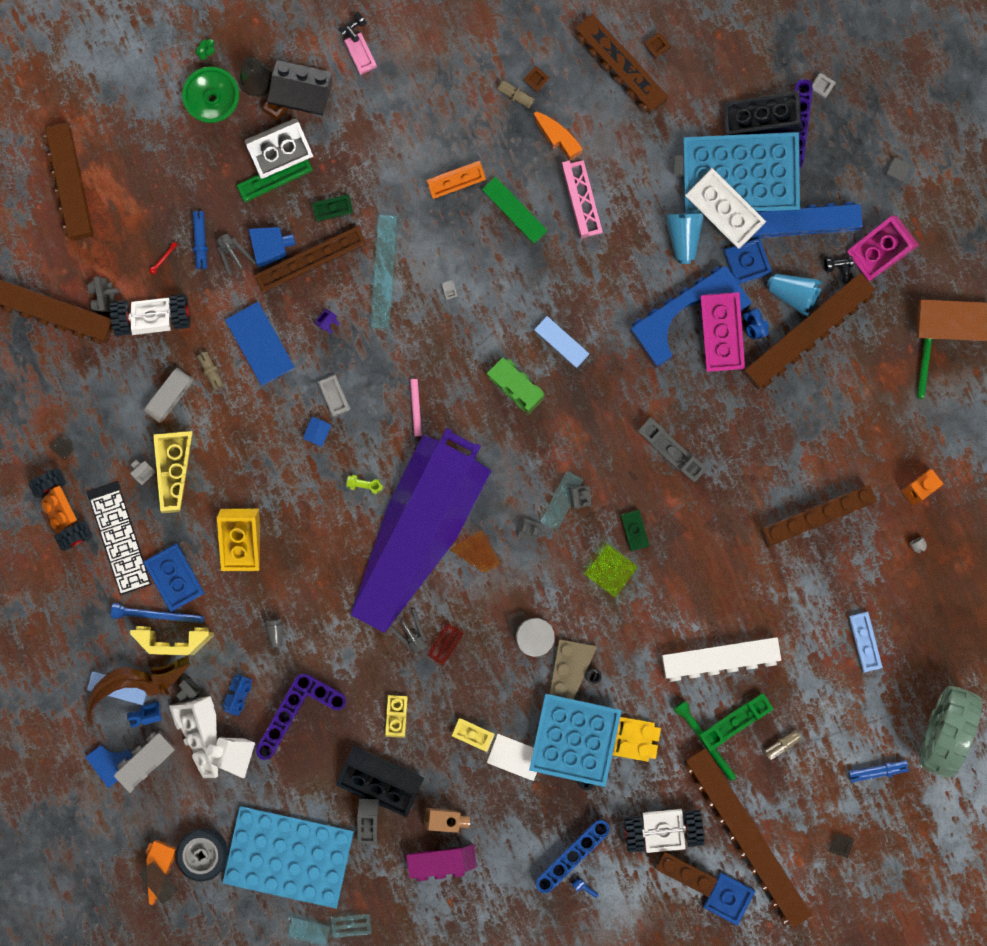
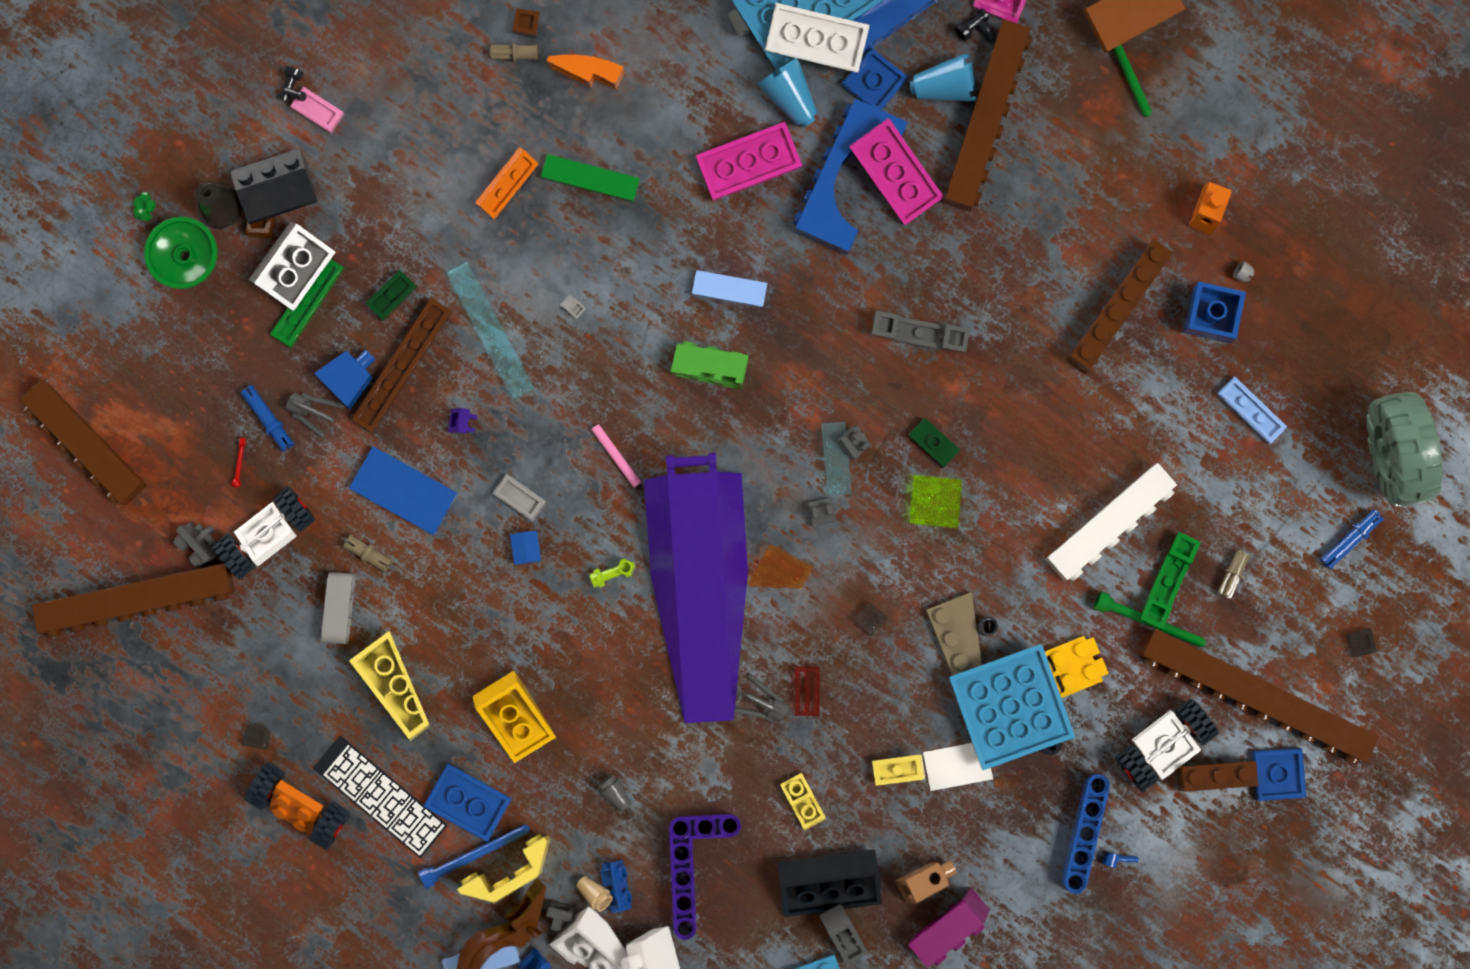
camera: 35 degrees left, 0 degrees up
(142, 471) = (361, 708): light grey tile -> none
(219, 690) = (595, 894): none -> tan cone
(535, 637) = (898, 623): light grey tile -> none
(575, 201) = (648, 125): bright pink fence -> none
(628, 264) = (748, 161): none -> dark pink plate
(757, 325) = (928, 142): blue plate -> none
(880, 559) = (1214, 312): none -> blue brick

